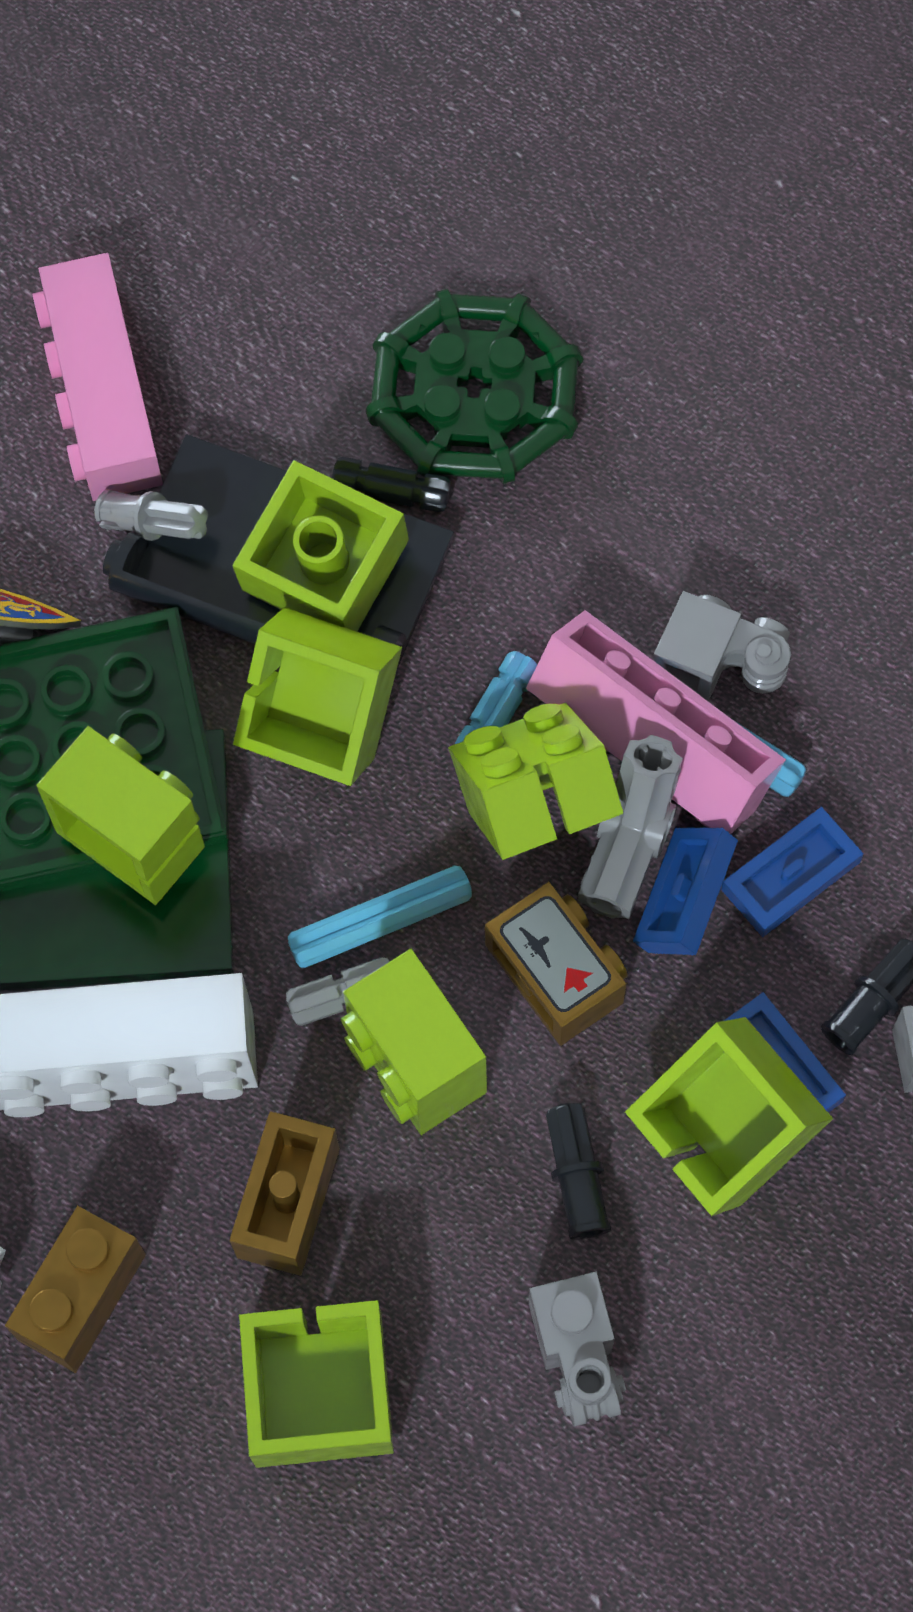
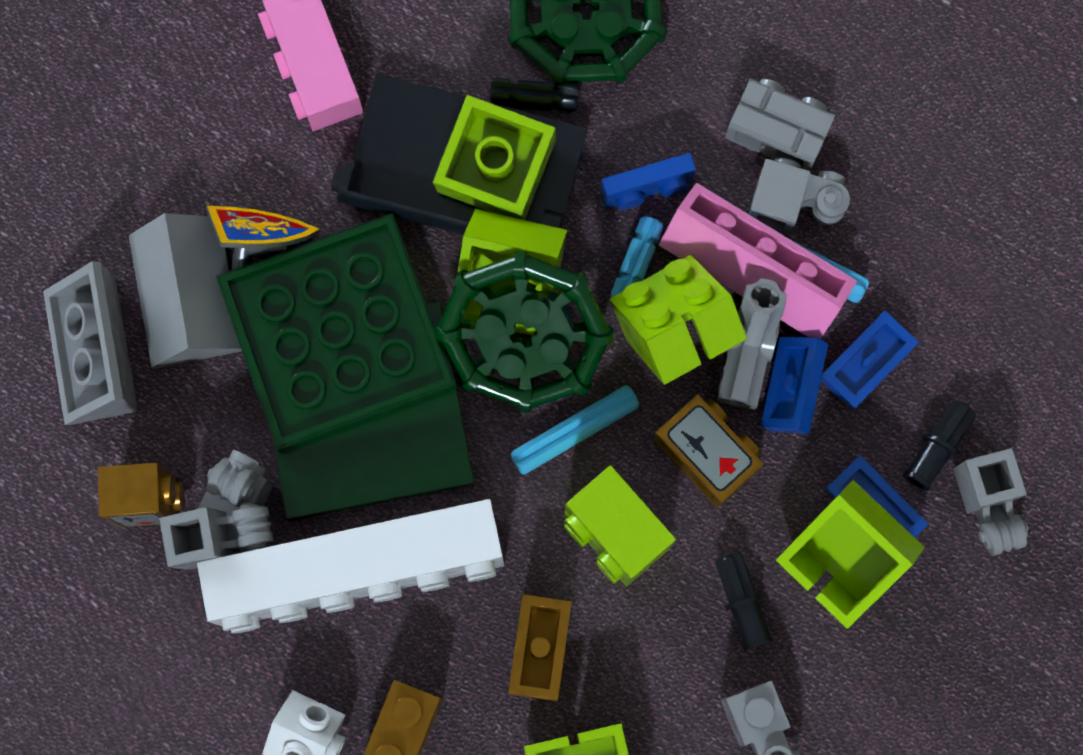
camera: 10 degrees left, 10 degrees up
(123, 813) = (382, 385): lime piece -> none
(150, 515) = (360, 142): light grey axle -> none
(305, 801) = (518, 356): none -> dark green plate
(325, 996) = (545, 494): light grey piece -> none
(537, 604) = (663, 177): none -> blue plate
(709, 553) = (779, 123): none -> light grey brick

